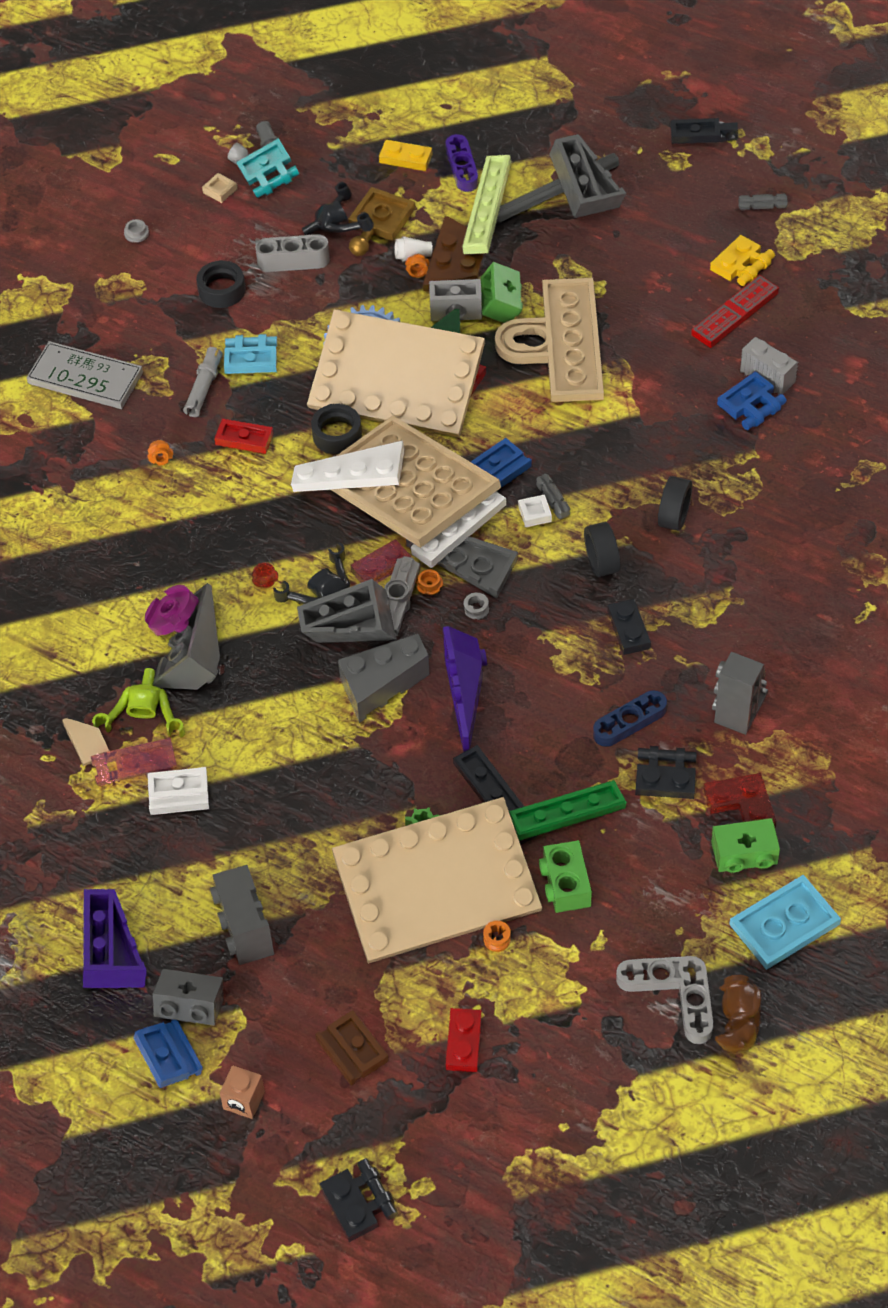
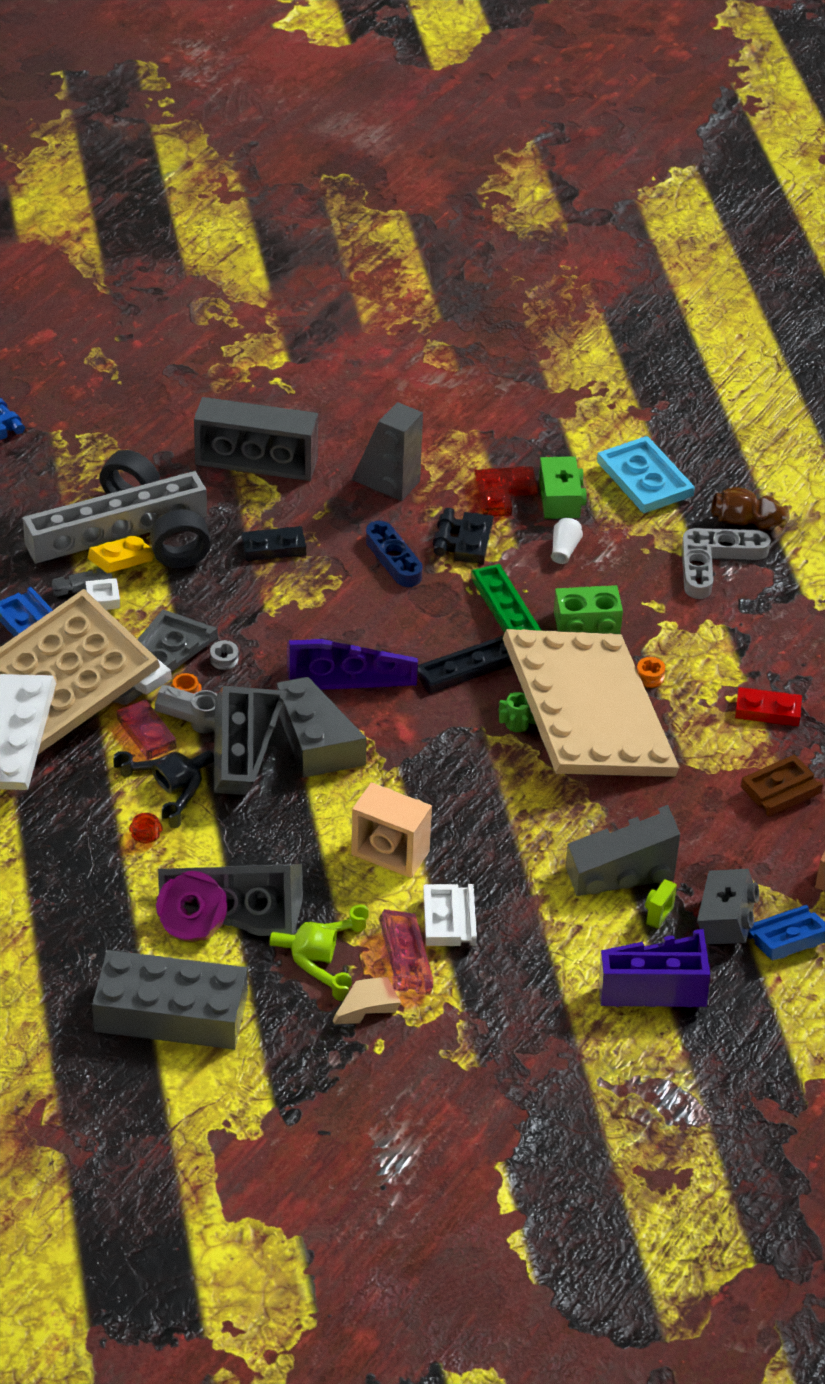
camera: 90 degrees left, 10 degrees down
(78, 610) = (170, 999): none -> dark grey brick
(194, 947) = (660, 903): none -> lime plate
(255, 733) = (391, 830): none -> light nougat brick
(582, 510) = (121, 554): none -> yellow plate
(626, 502) = (110, 516): none -> light grey brick
(669, 854) = (565, 539): none -> white cone
(751, 588) = (256, 438): none -> dark grey brick

